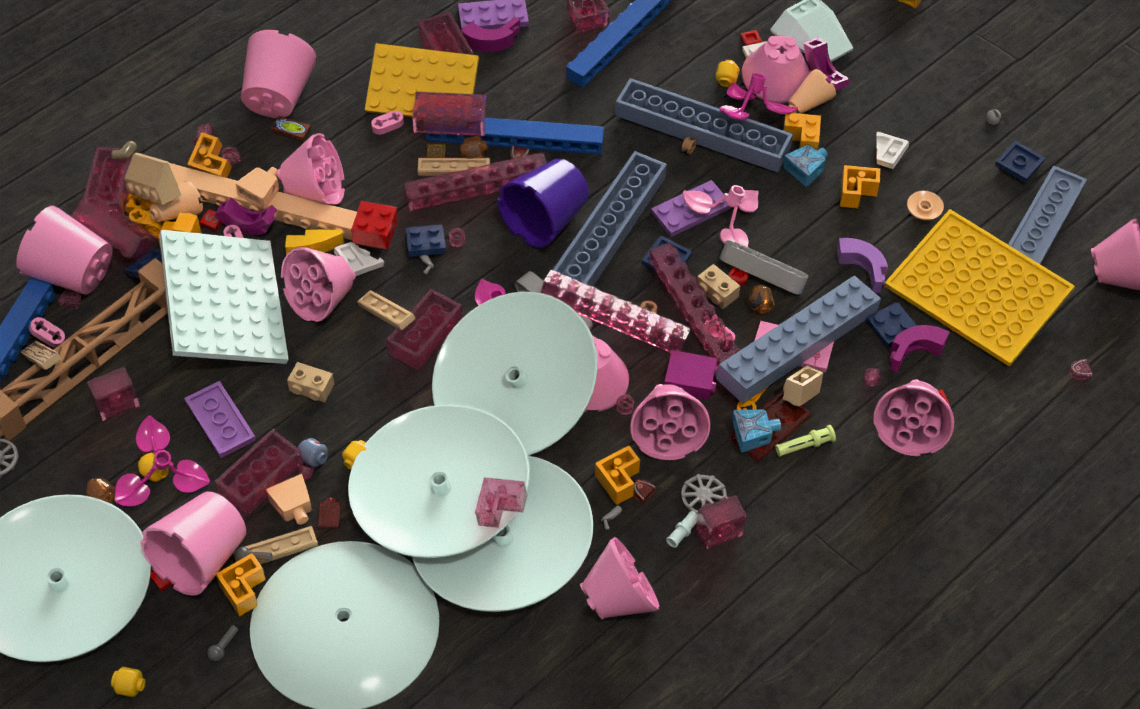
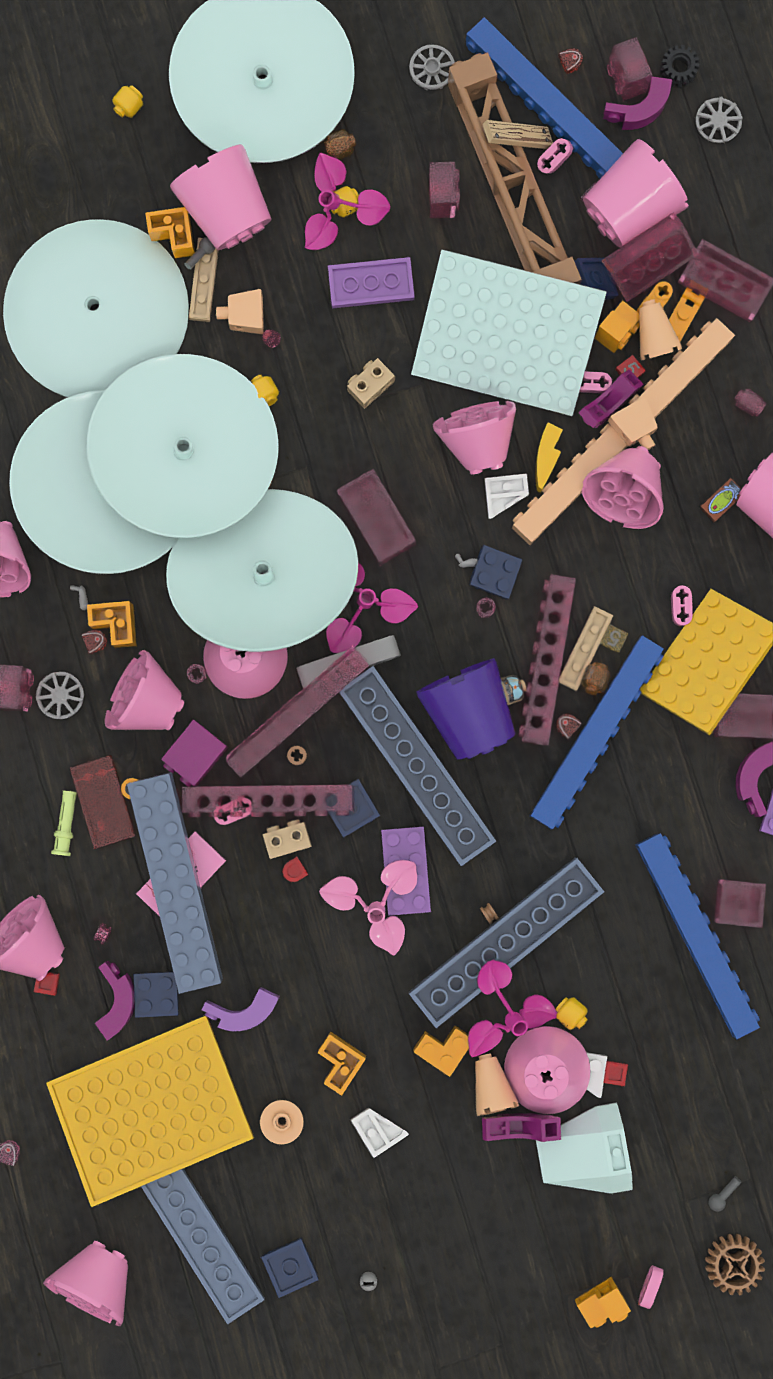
camera: 120 degrees right, 30 degrees up
(126, 152) = (749, 305): dark tan arm -> none
(151, 179) = (683, 309): tan slope -> none
(206, 157) = (708, 388): light orange brick -> none
(216, 651) = (124, 190): dark grey bar -> none
(231, 155) = (713, 421): clear pink tile -> none
(258, 469) = (286, 292): clear pink brick -> none
(313, 452) = (286, 351): sand blue head -> none
(329, 513) = (213, 341): clear red bracket -> none
(374, 225) = (523, 518): red brick -> none
(386, 310) = (416, 488): tan tile -> none
(450, 113) = (643, 666): clear pink brick -> none
(499, 496) = (116, 475): clear pink brick -> none
(682, 529) = (31, 654): light aqua pin -> none
(753, 428) = (97, 777): dark azure torso -> none
(761, 299) = (248, 874): clear orange head -> none
(764, 267) = (276, 902): light grey beam -> none
(802, 386) = (118, 851): tan brick -> none
(805, 163) = (400, 1027): dark azure torso -> none

